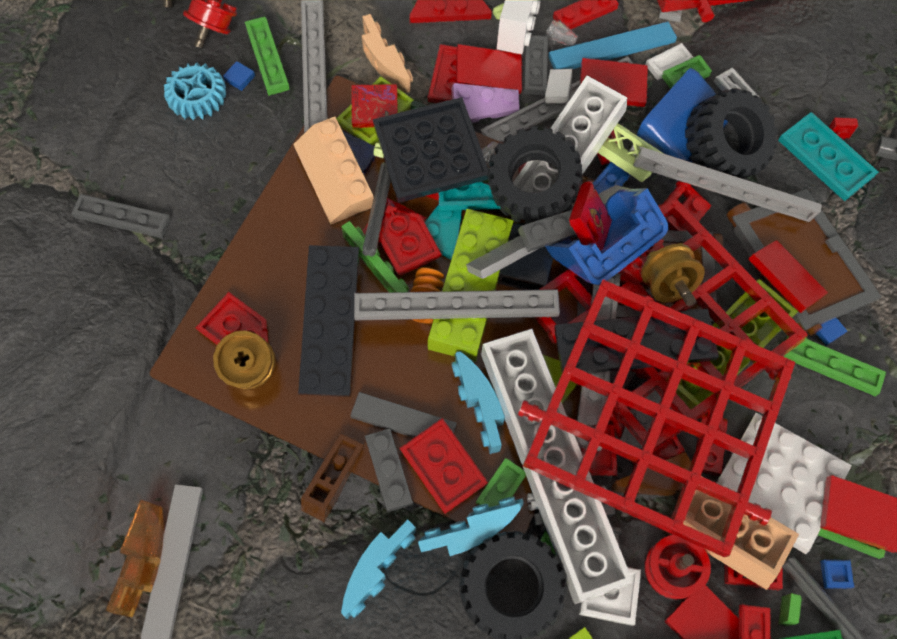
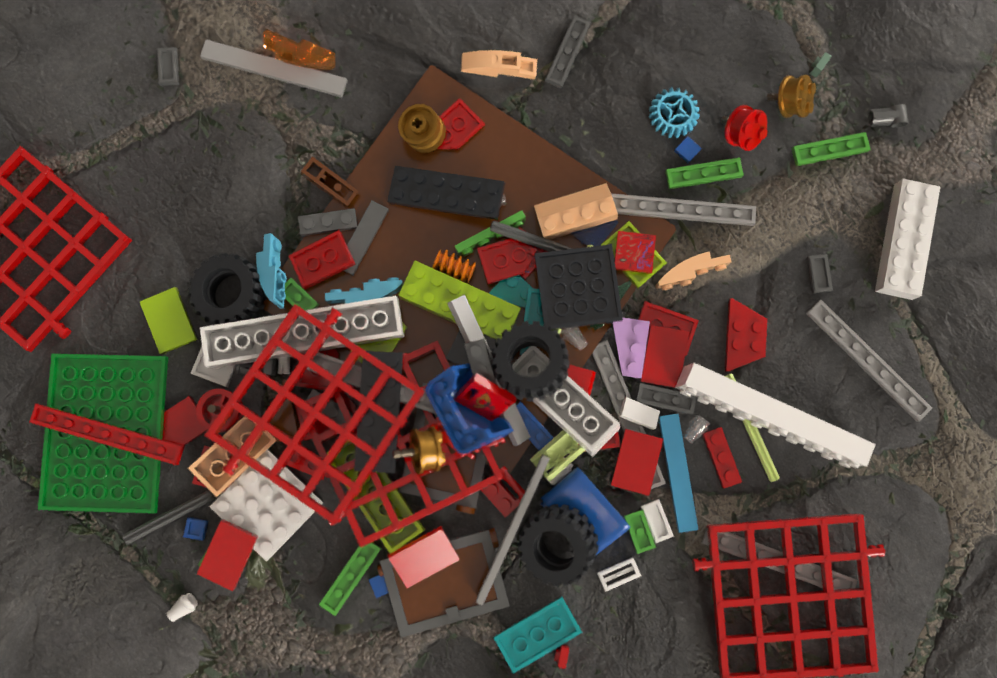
camera: 100 degrees right, 15 degrees up
(143, 289) = (498, 62): none -> light nougat slope
(367, 577) = (261, 200): medium azure slope -> none
(456, 304) = (435, 284): light grey tile -> none
(790, 609) = (176, 484): bright green tile -> none

